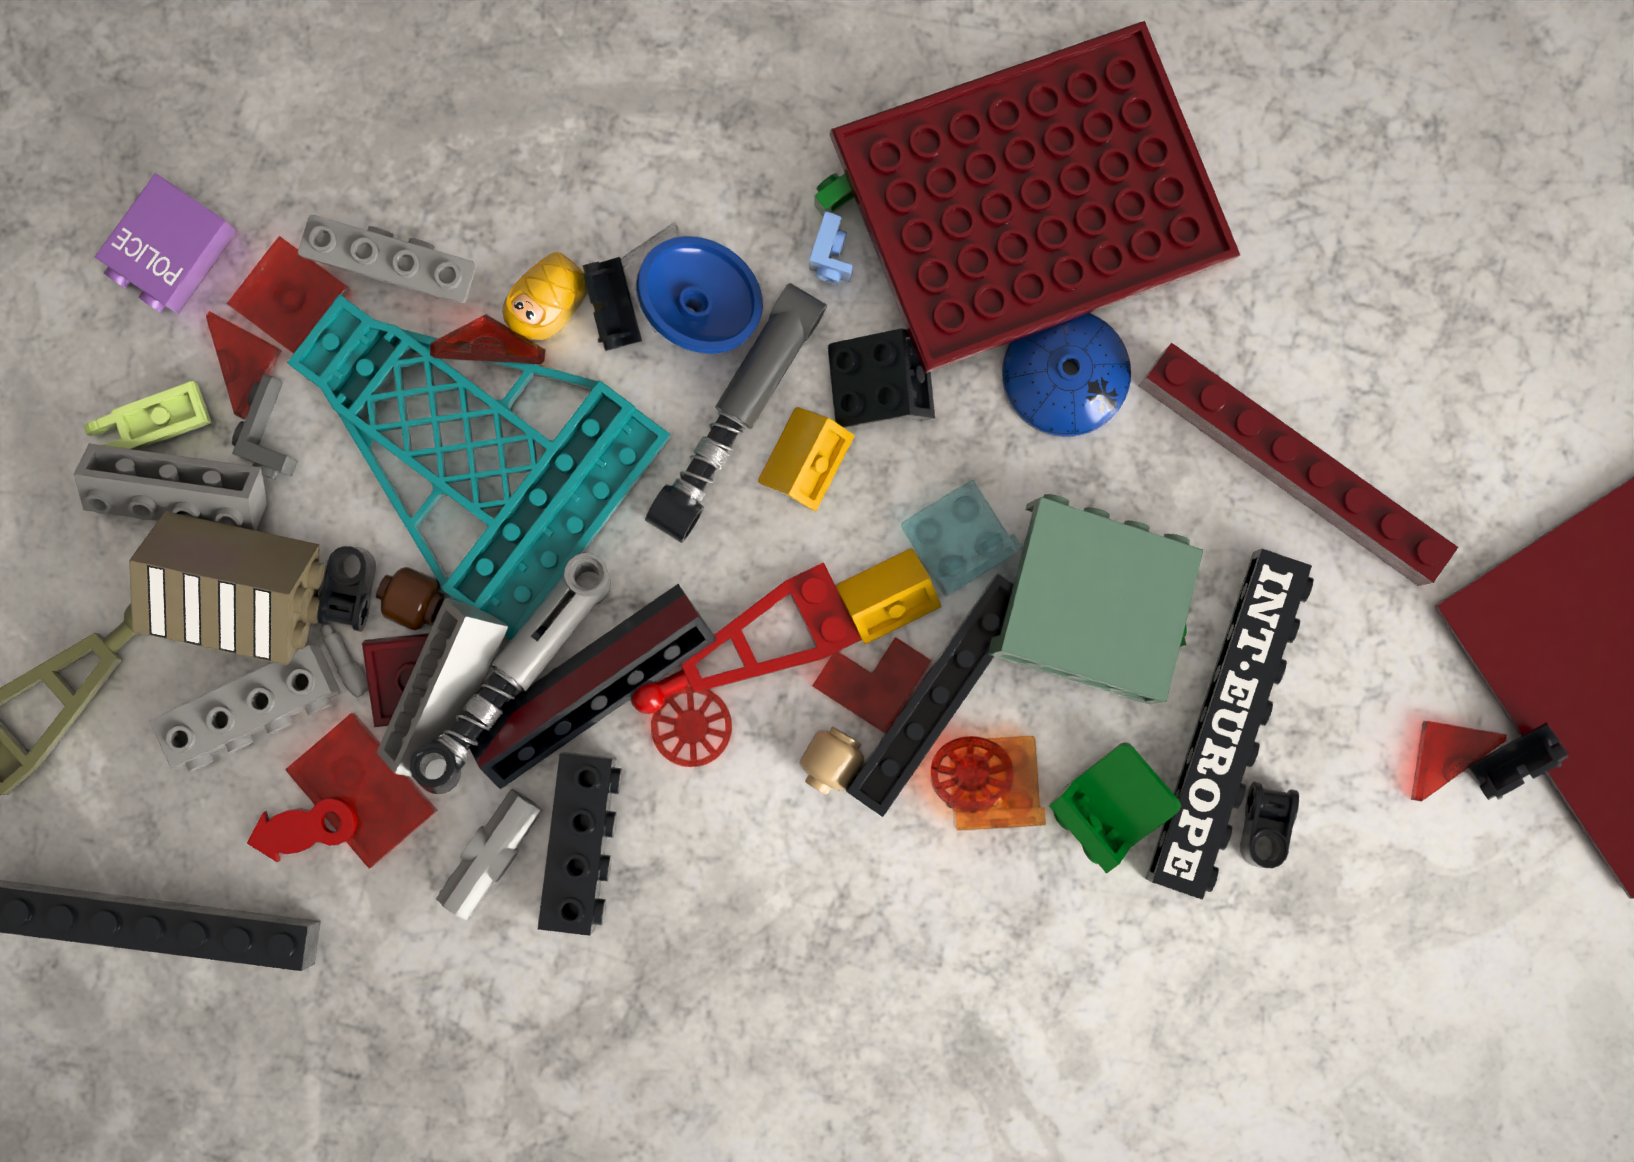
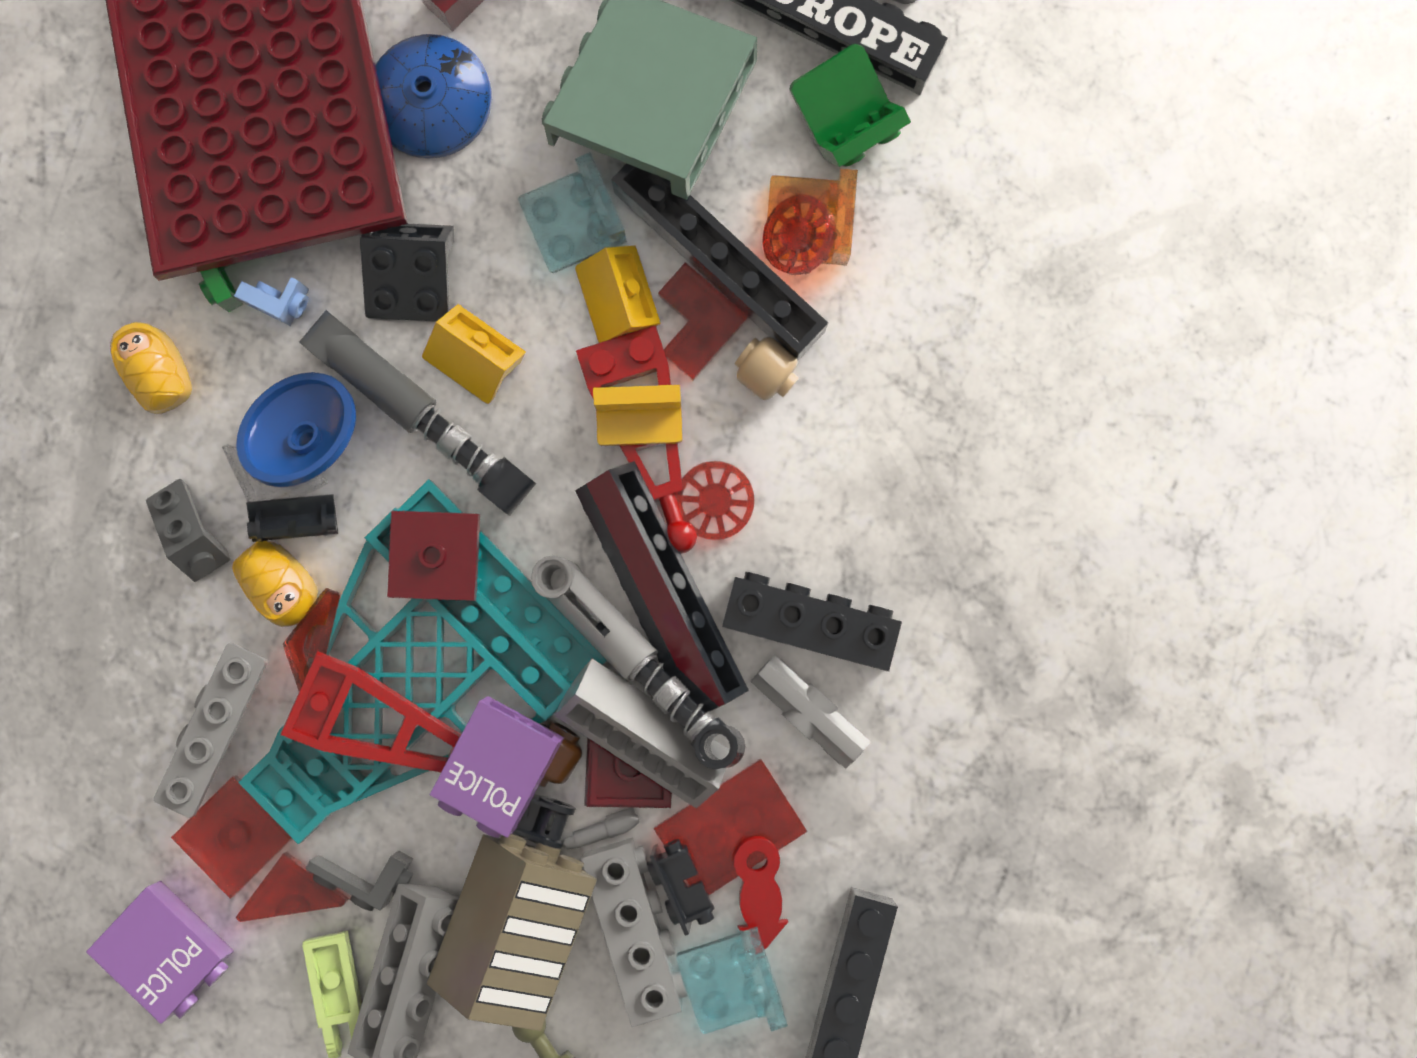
camera: 80 degrees left, 0 degrees up
(207, 814) = (731, 982): none -> clear light blue bracket
(280, 754) = (684, 901): none -> black hinge
(384, 548) = (496, 767): none -> medium lavender brick
(428, 366) = (321, 703): none -> red plate
(583, 196) = (183, 534): none -> dark grey bracket
(589, 452) = (433, 555): none -> dark red plate
(745, 138) = (150, 367): none -> yellow piece
(761, 637) = (638, 415): none -> yellow panel

